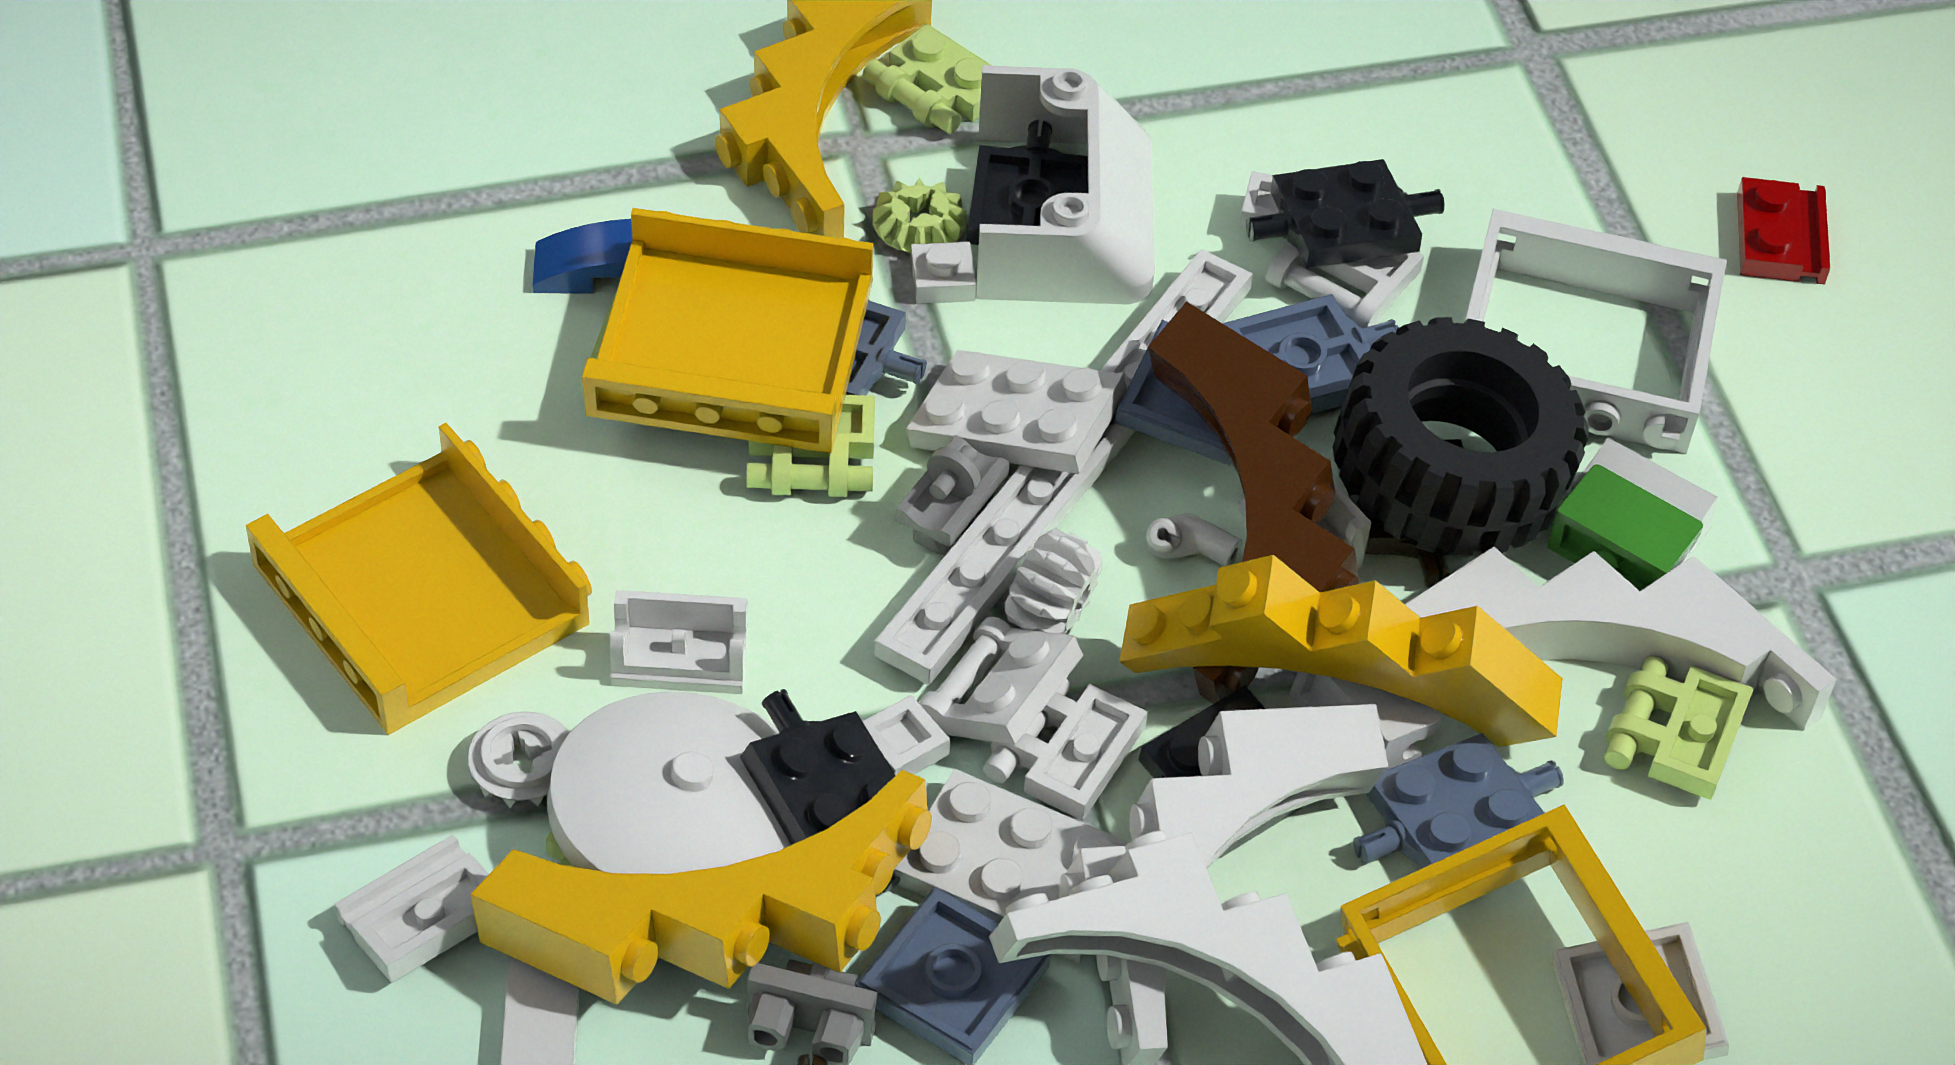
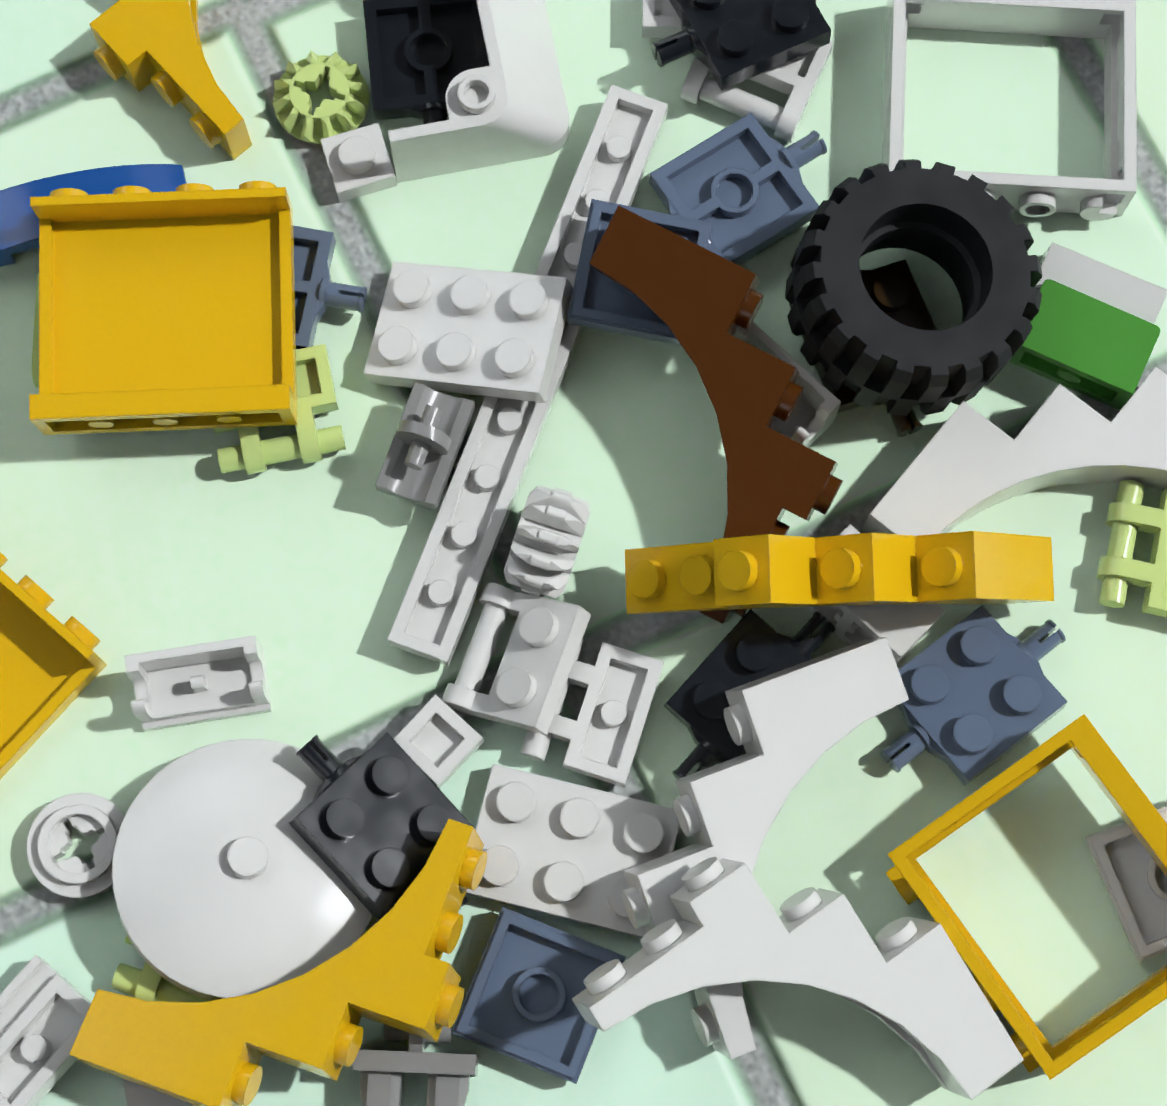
camera: 10 degrees left, 25 degrees up
(1190, 535) = (663, 433): white arm -> none

